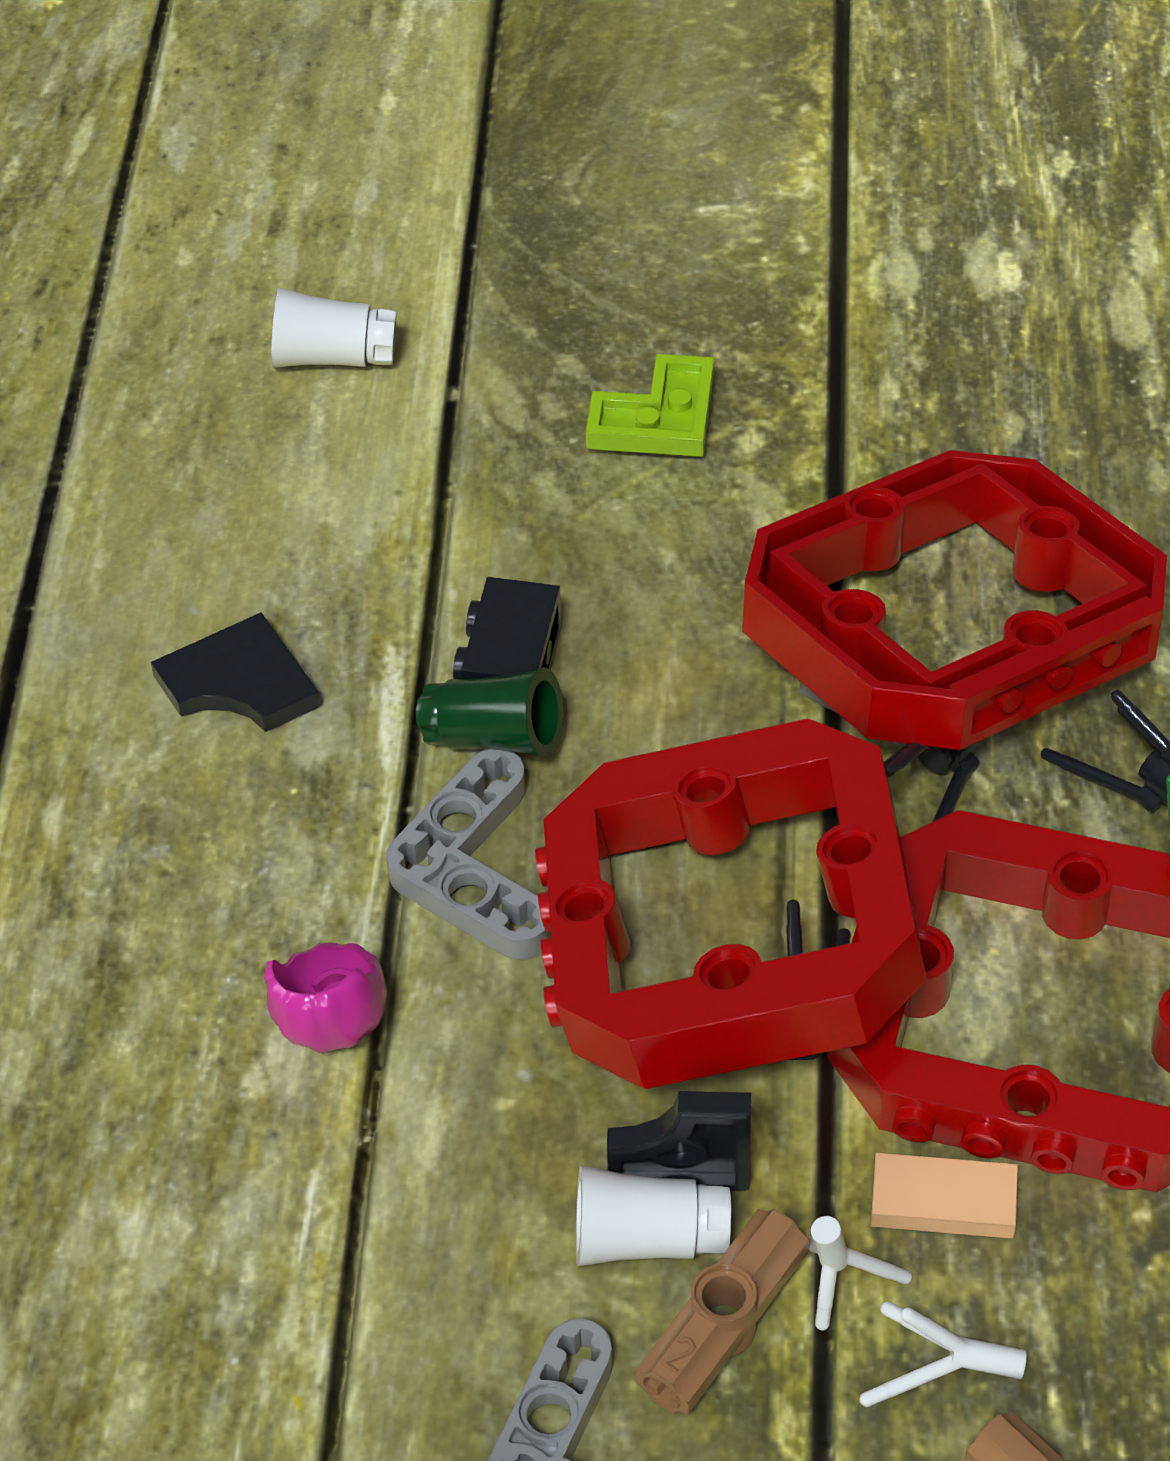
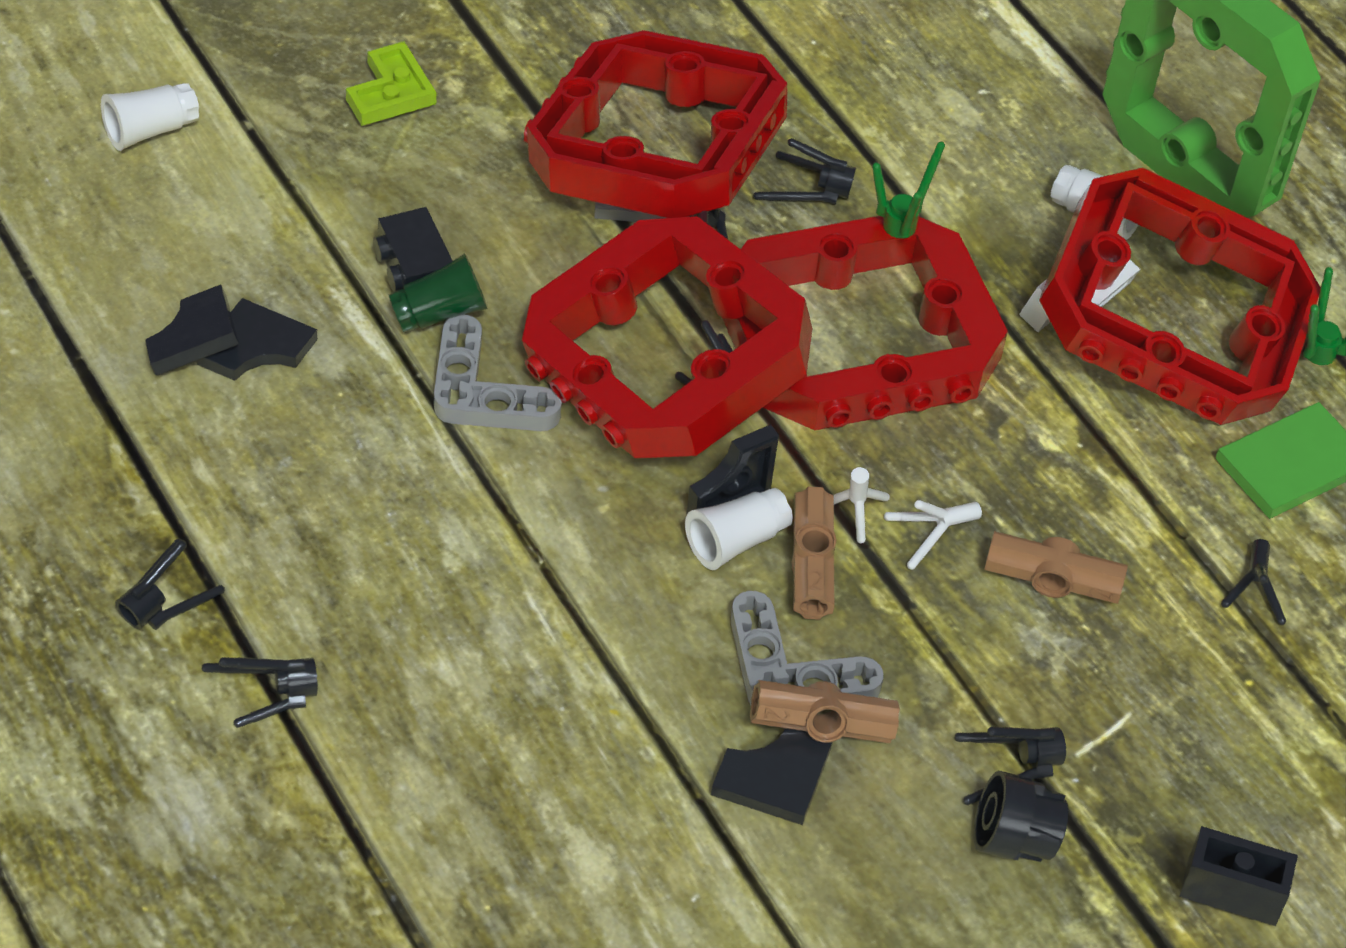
camera: 40 degrees left, 0 degrees up
(169, 635) = (197, 331): none -> black tile
(326, 996) = (470, 490): dark pink hair -> none
(944, 1195) = (877, 445): light nougat tile -> none

